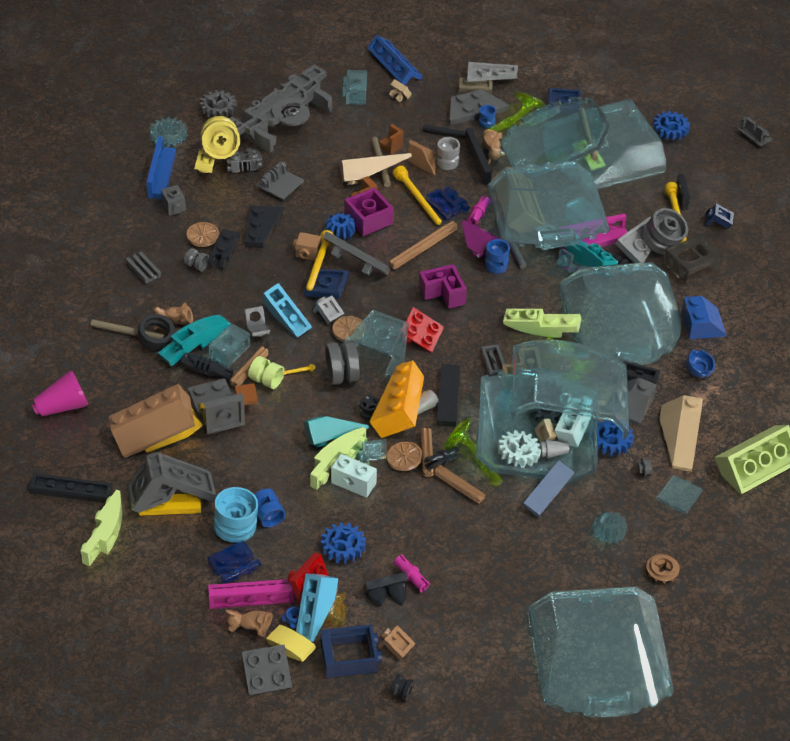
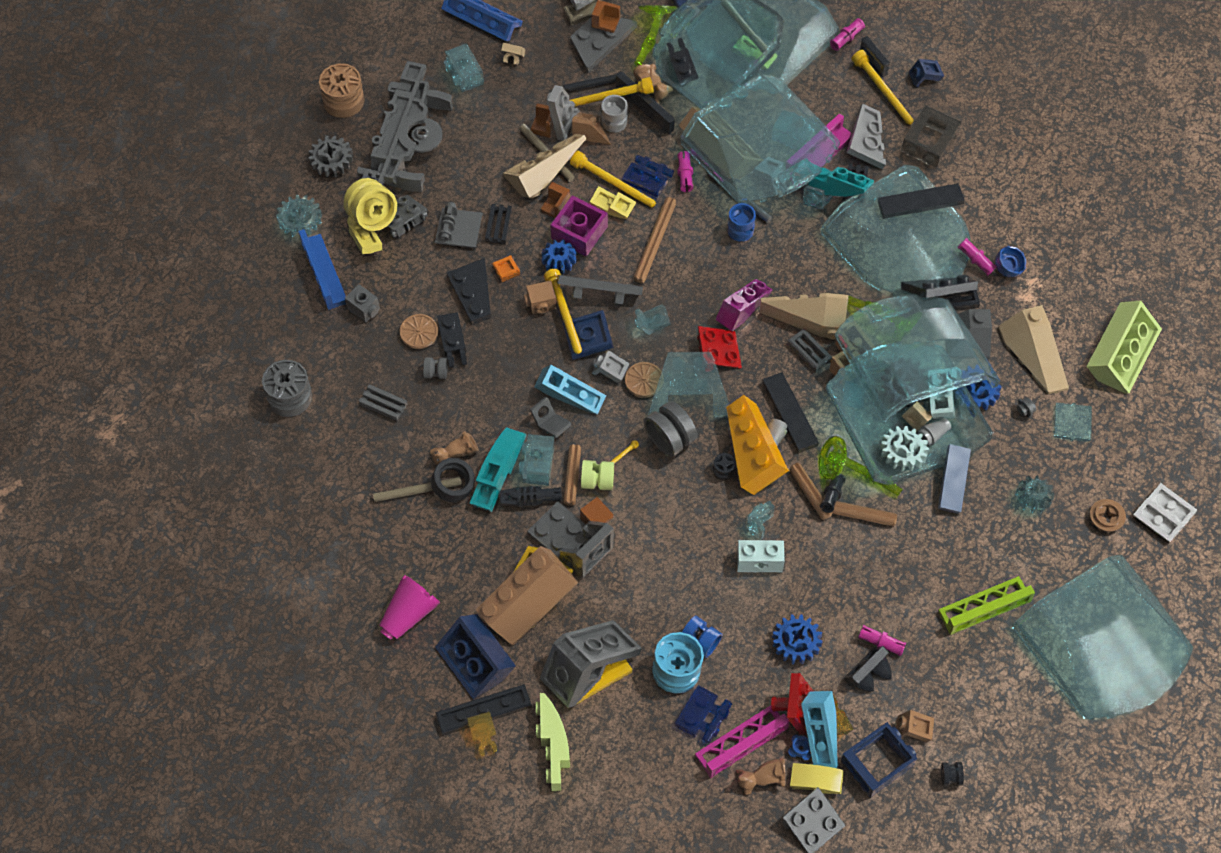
camera: 25 degrees left, 15 degrees up
(58, 497) = (482, 729): none -> clear yellow plate
(78, 228) = (287, 388): none -> dark grey wheel
(89, 448) = (474, 655): none -> dark blue slope
(254, 67) = (341, 90): none -> medium nougat wheel
(296, 221) = (506, 268): none -> orange tile
(308, 190) = (501, 209): none -> black tile
(325, 428) = (701, 514): slope -> none
(346, 444) = (727, 540): yellowish green slope -> none
(382, 293) = (653, 319): none -> clear light blue bracket
(404, 130) = (561, 111): none -> light grey wing
(404, 456) = (792, 506): medium nougat wheel -> none
(405, 210) = (614, 205): none -> light yellow slope
(443, 282) = (709, 280): magenta brick -> none
(456, 309) = (742, 304): none -> magenta slope
(477, 238) = (711, 208): magenta slope -> none
(481, 141) = (644, 86): none -> yellow piece
(484, 90) = (605, 16): none -> dark orange panel
(487, 116) = (624, 46): blue wheel -> none
(506, 330) = (815, 315): none -> tan wedge
(513, 586) = (987, 609): none -> lime fence
(524, 140) = (682, 63): none -> black hinge
(540, 324) = (836, 282): yellowish green slope -> none
(630, 354) = (940, 286): none -> black wing
(646, 288) = (921, 200): none -> black tile
(664, 230) = (890, 117): dark grey wheel -> none
(671, 171) = (842, 38): none -> dark pink pin
(674, 350) = (977, 256): none -> dark pink pin
(701, 318) = (981, 206): blue slope -> none
(715, 587) = (1165, 512): none -> white slope

